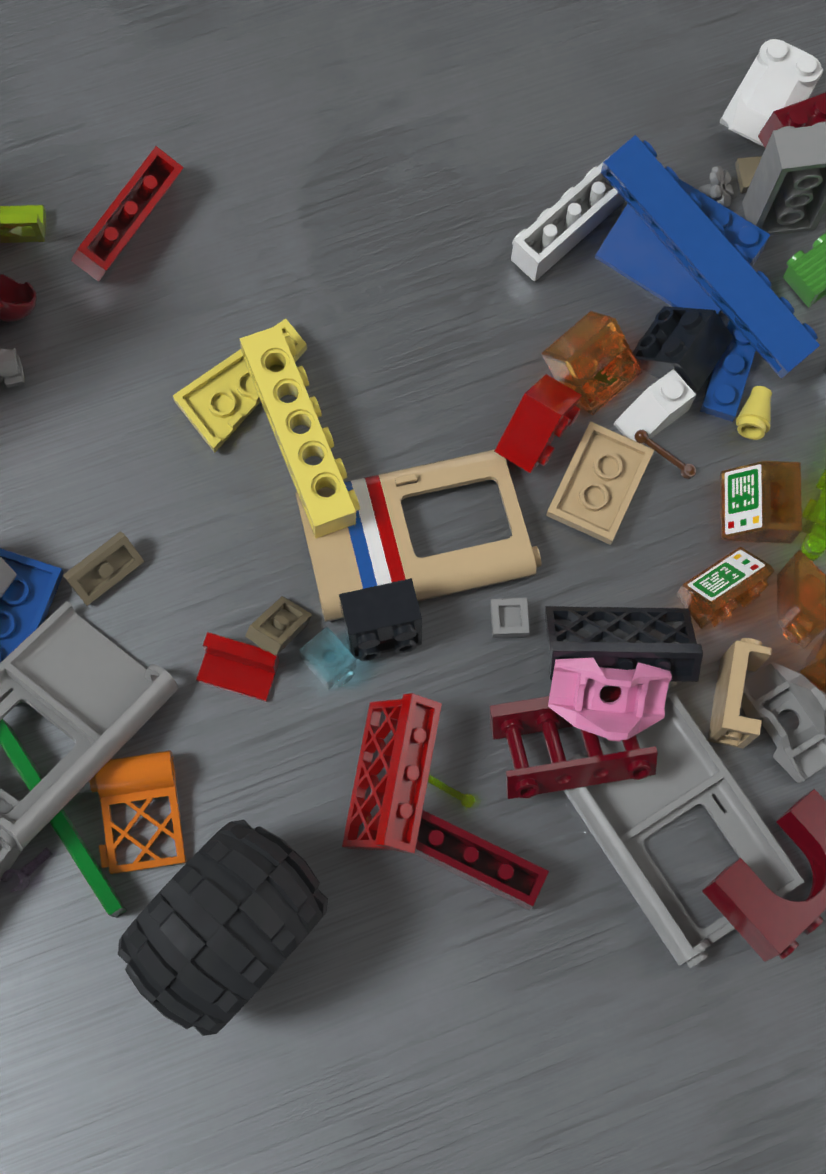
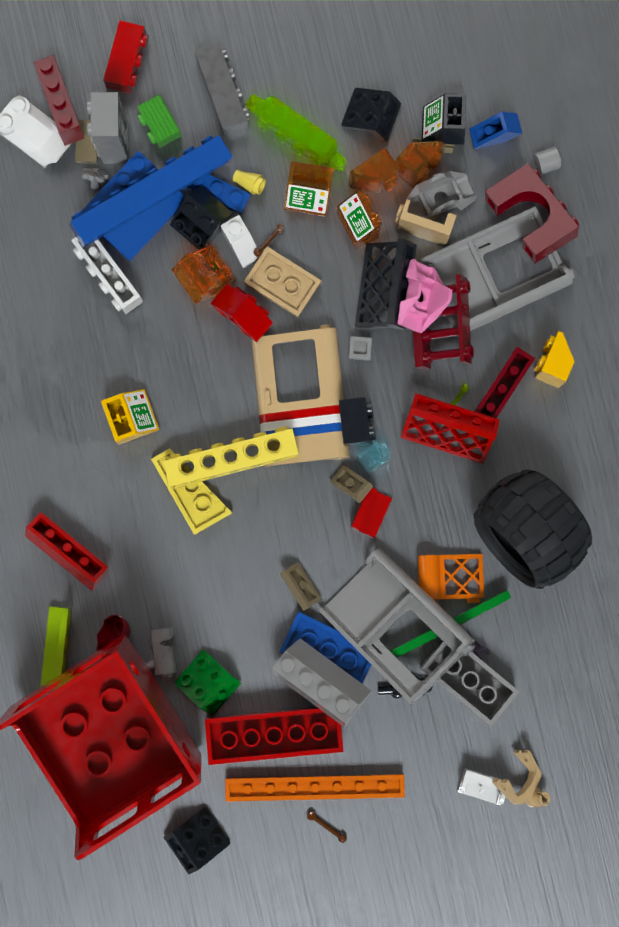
camera: 80 degrees left, 10 degrees up
(349, 278) = (130, 416): none -> yellow slope
(530, 946) = (556, 363): none -> yellow slope

